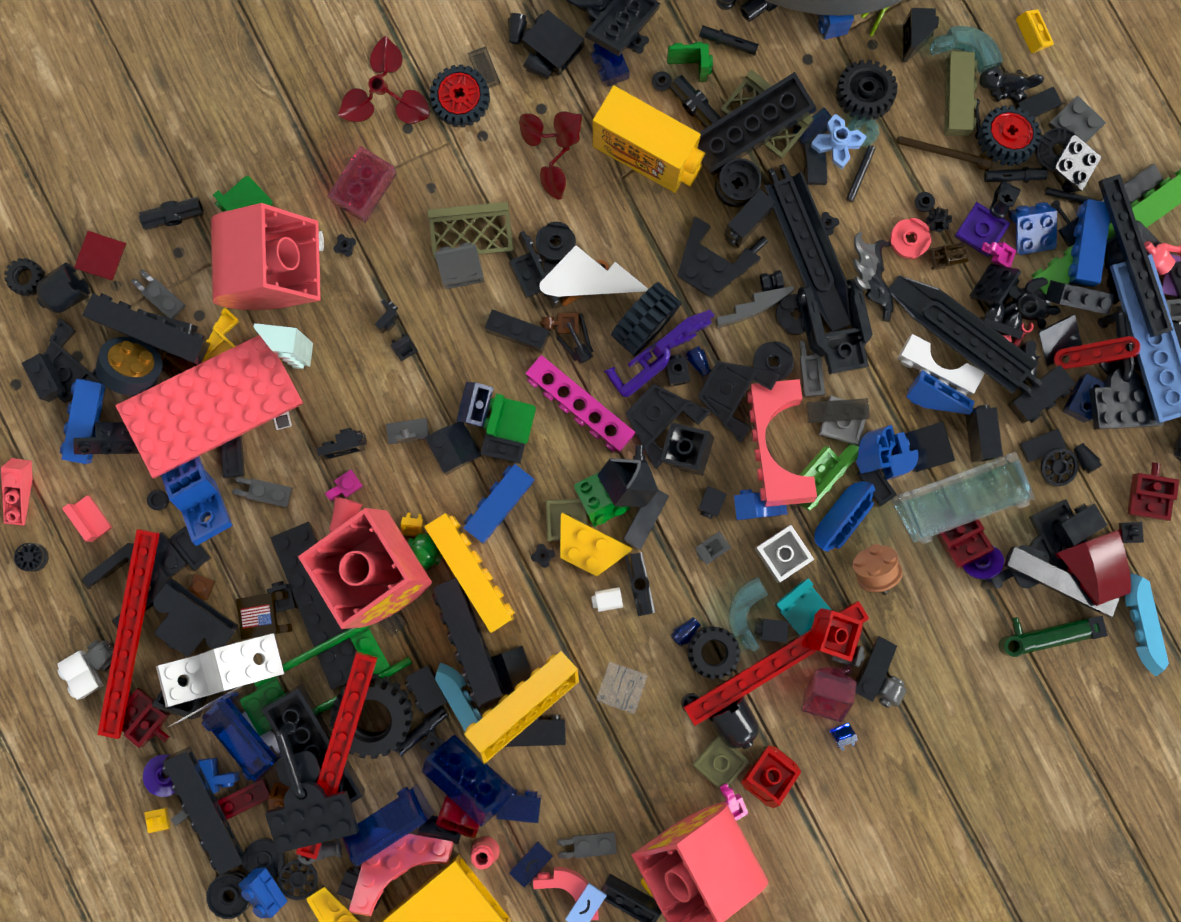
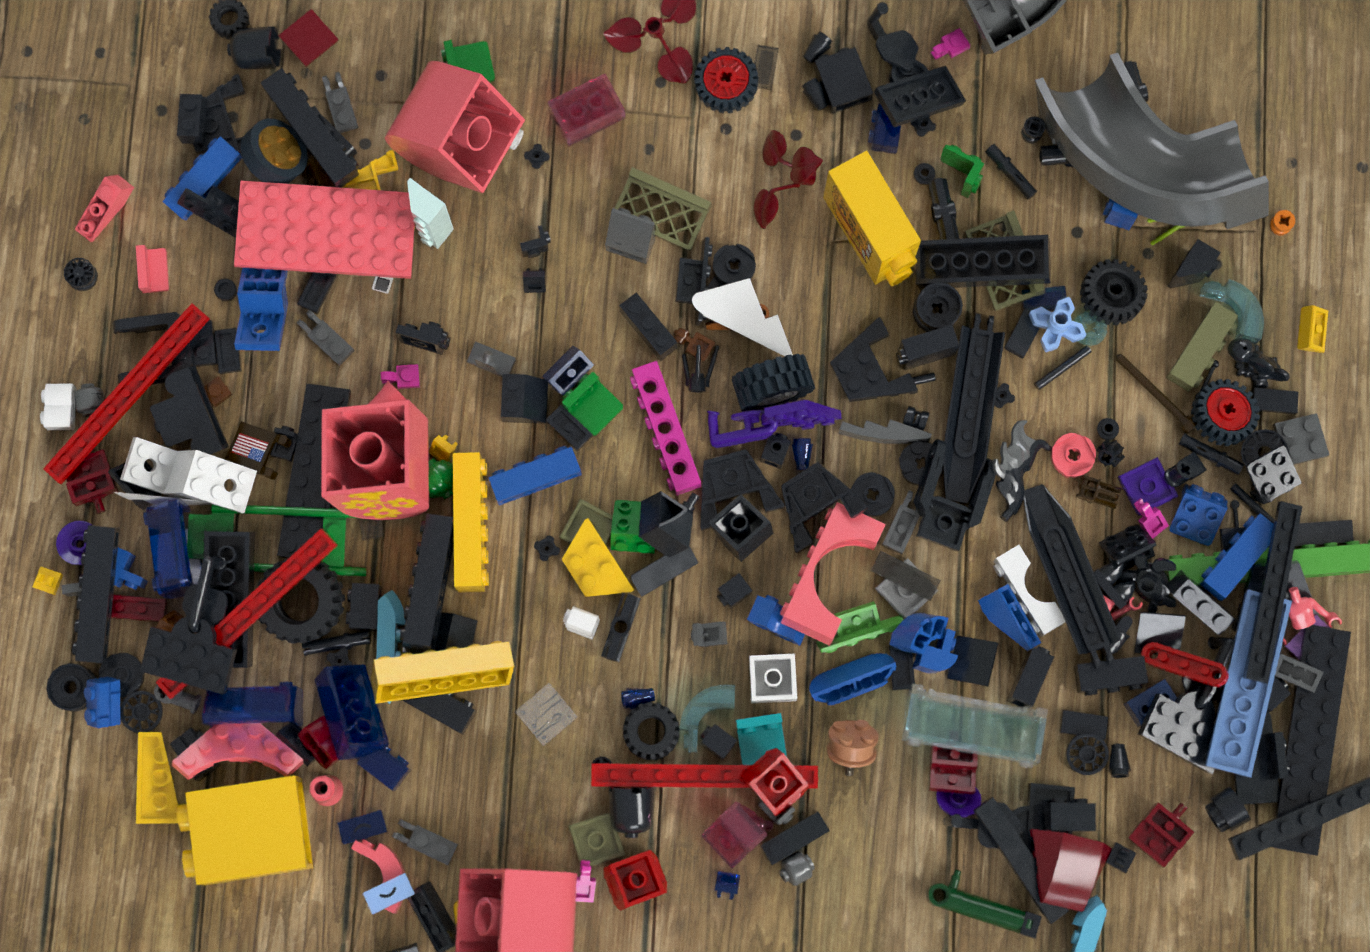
camera: 30 degrees right, 5 degrees down
(171, 213) = (396, 36): black piece -> none

